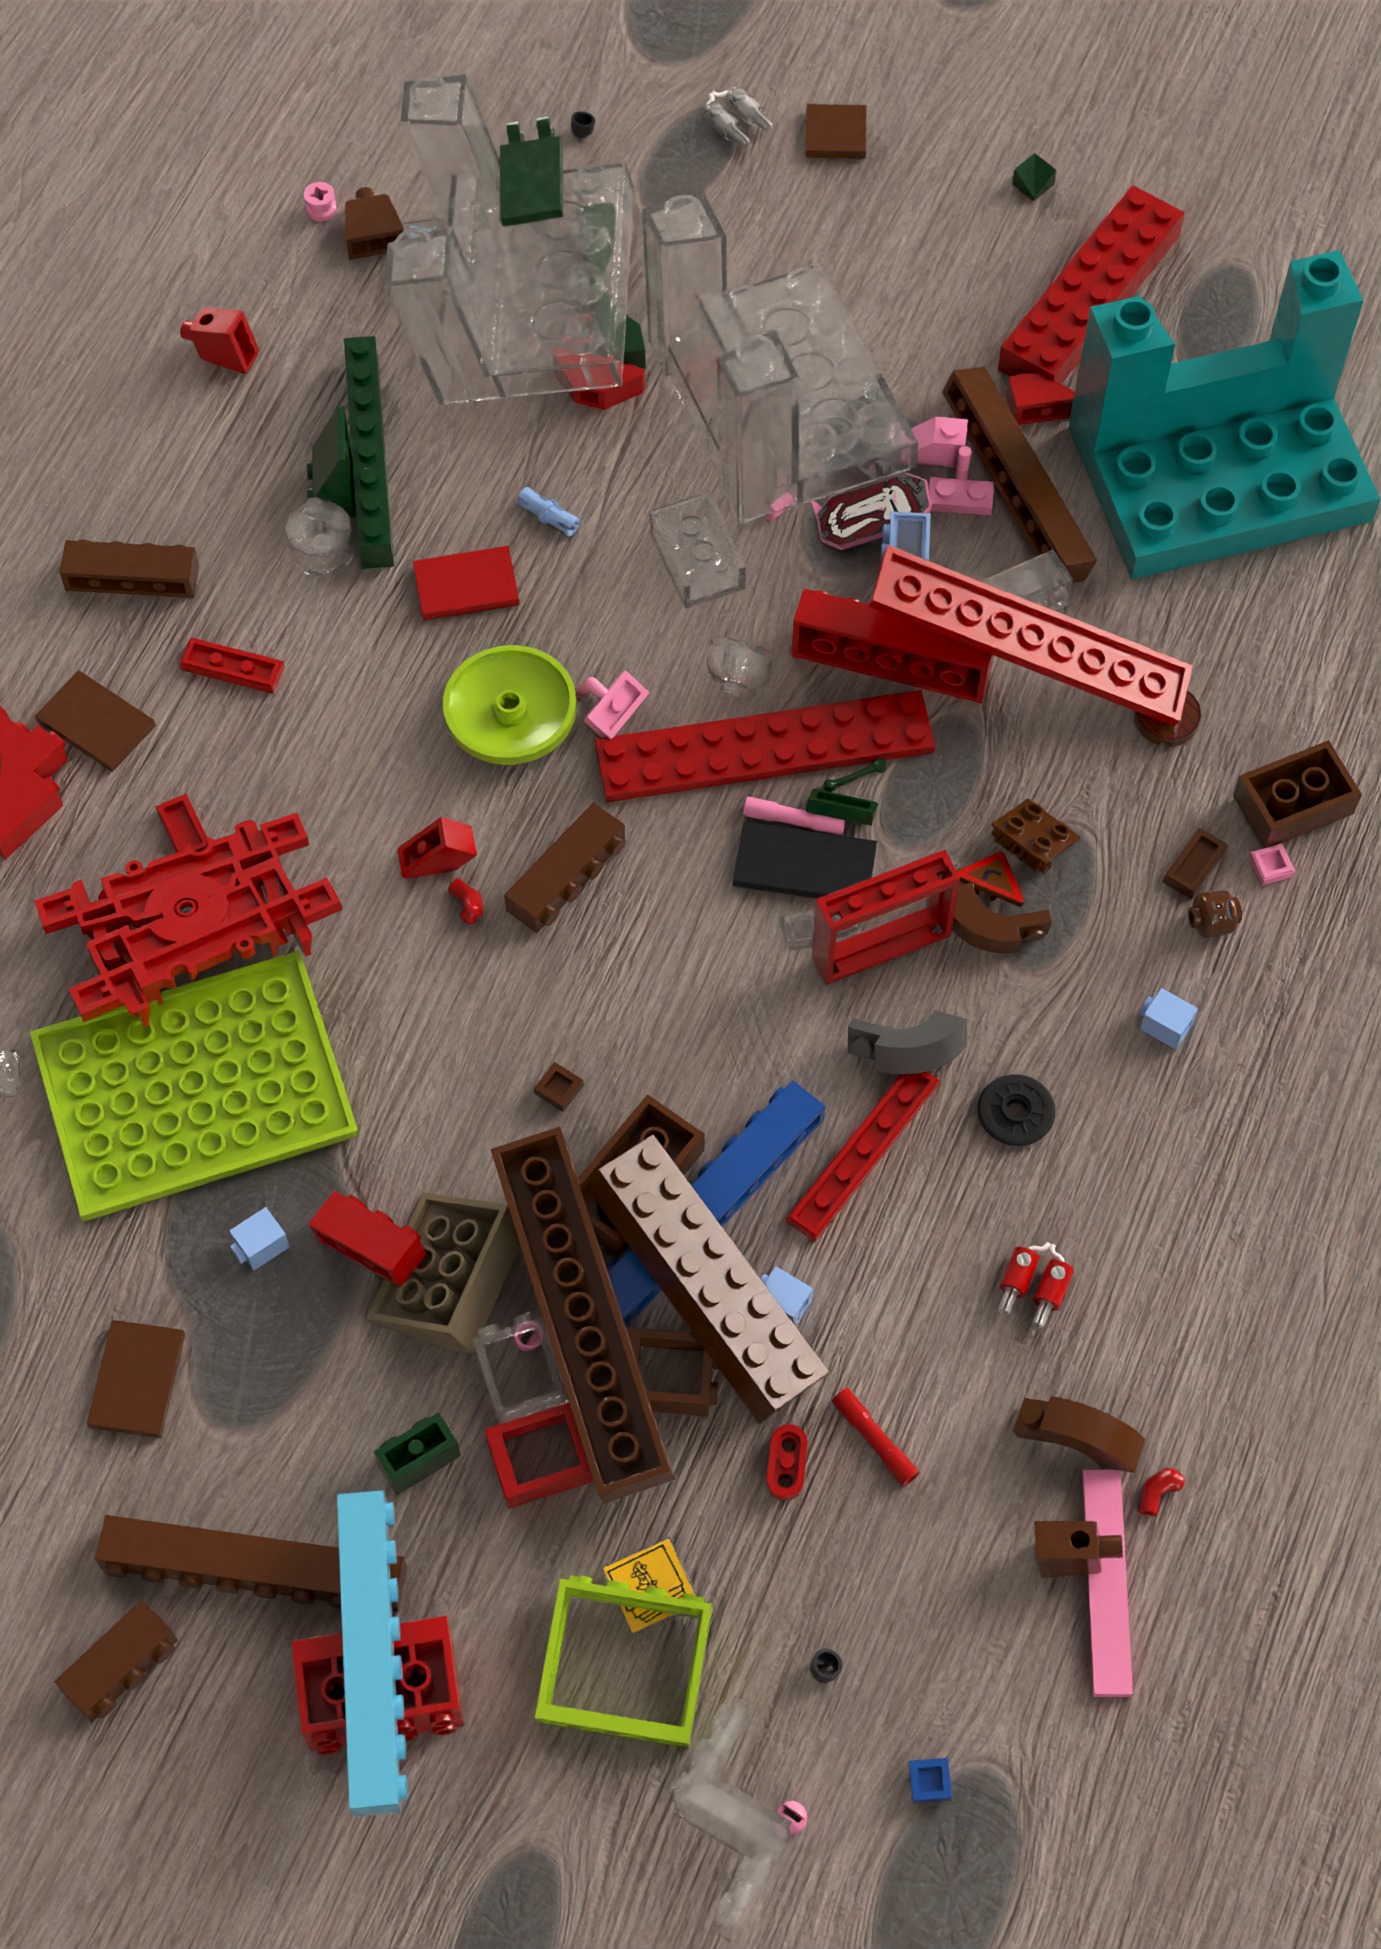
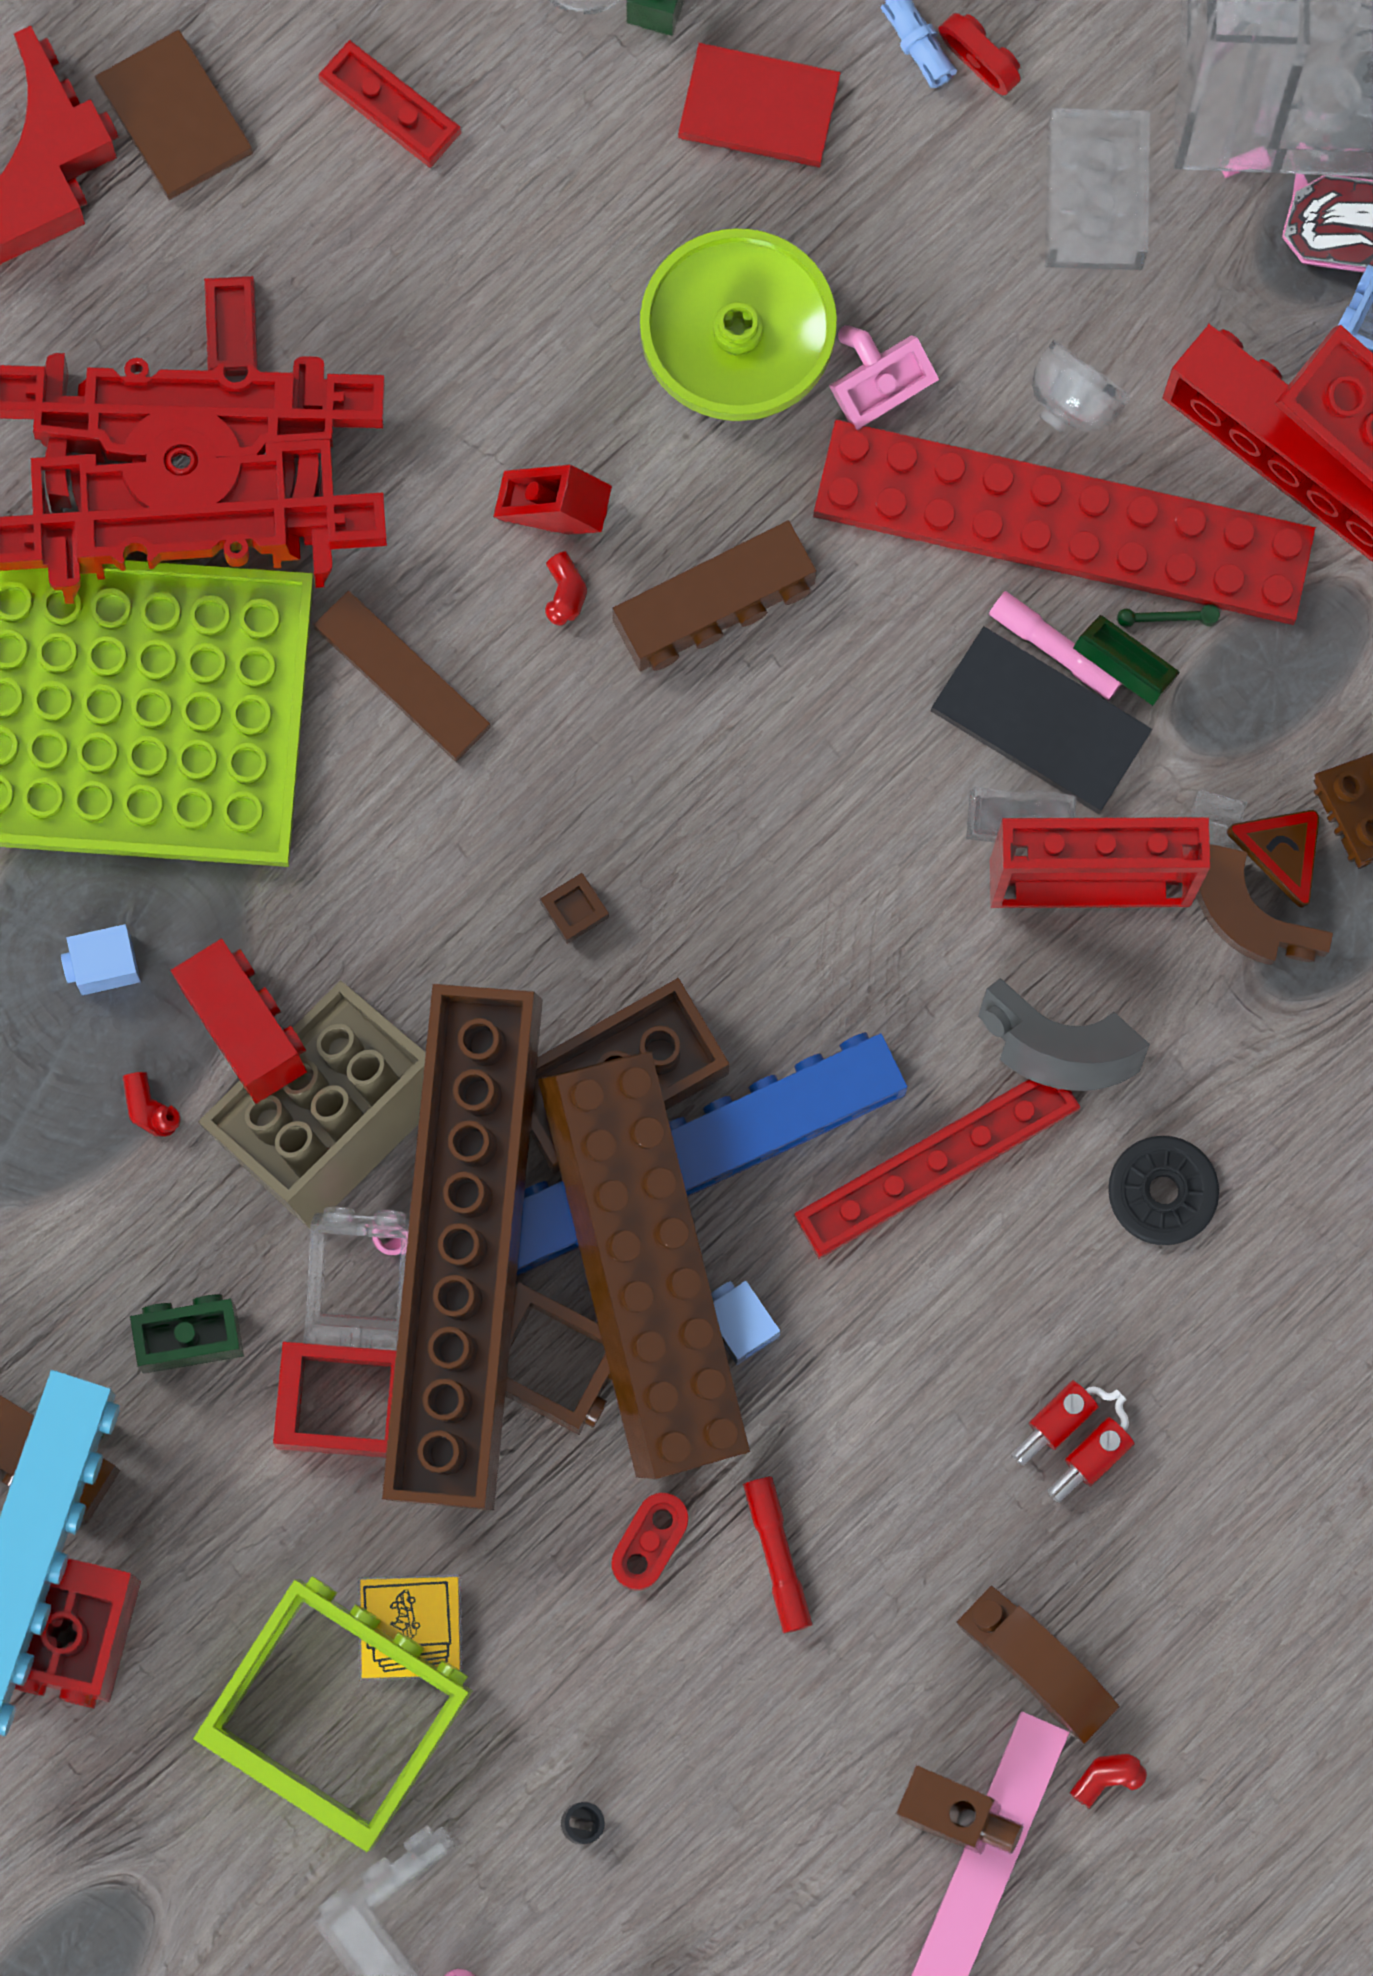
camera: 20 degrees right, 15 degrees up
(328, 1326) = (145, 1111): none -> red arm
(384, 992) = (402, 676): none -> reddish brown tile
(590, 504) = (969, 43): none -> red plate

